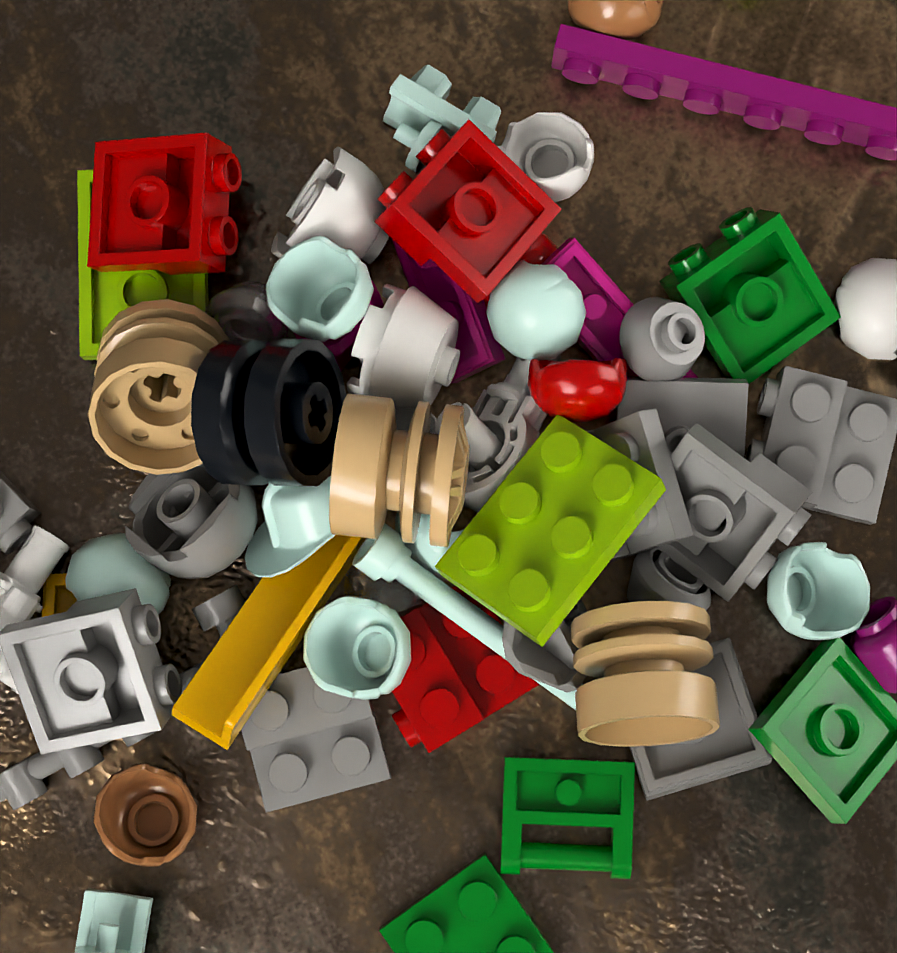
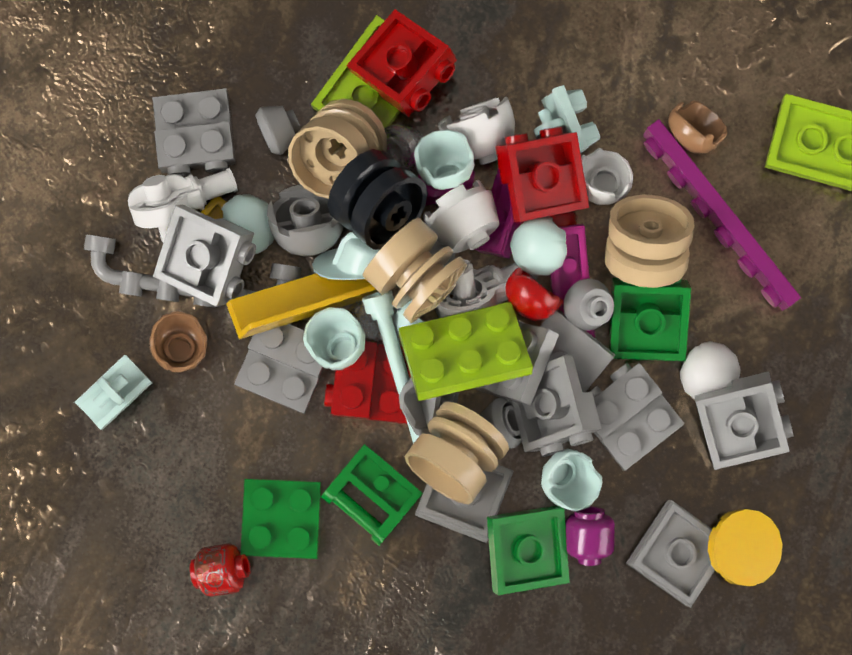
camera: 35 degrees right, 0 degrees up
(58, 420) = (277, 127): none -> light grey cone
(675, 192) = (649, 240): none -> tan wheel

